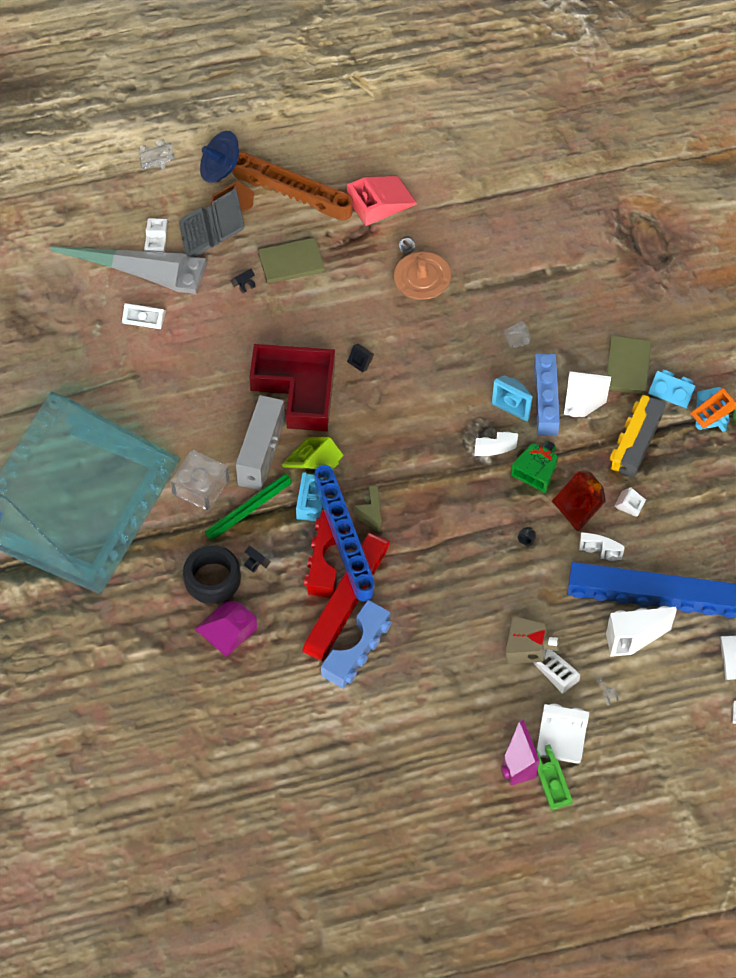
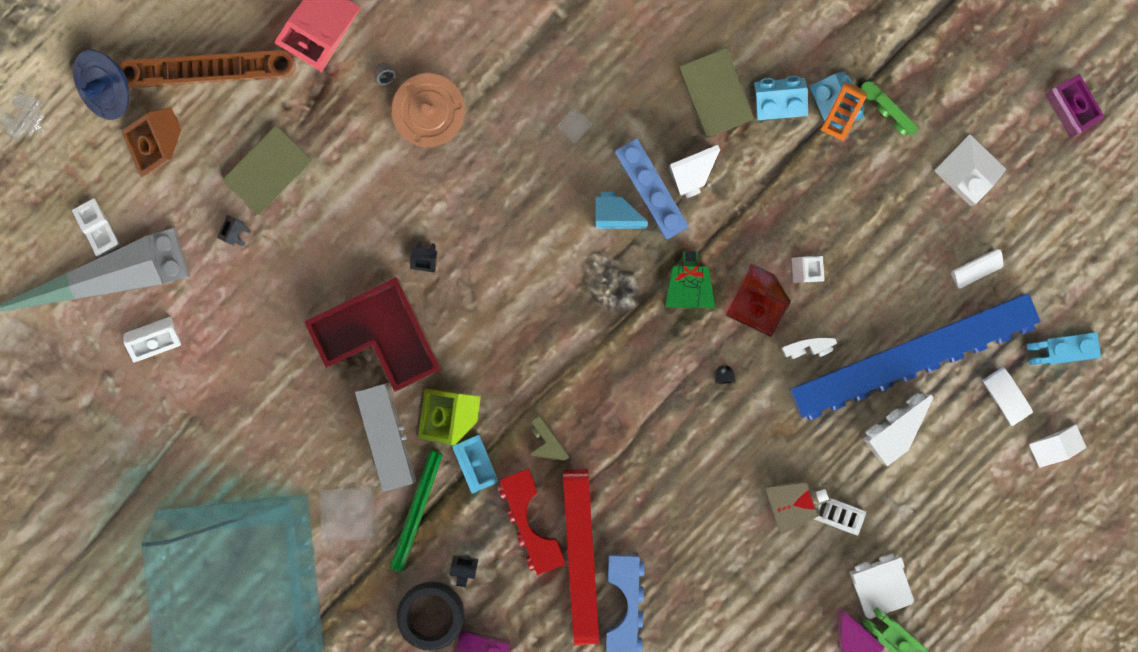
camera: 25 degrees left, 30 degrees up
(211, 225) = (153, 184): dark grey piece -> none
(344, 541) = (547, 511): blue beam -> none
(503, 443) = (636, 278): white slope -> none
(638, 435) = (776, 184): piece -> none

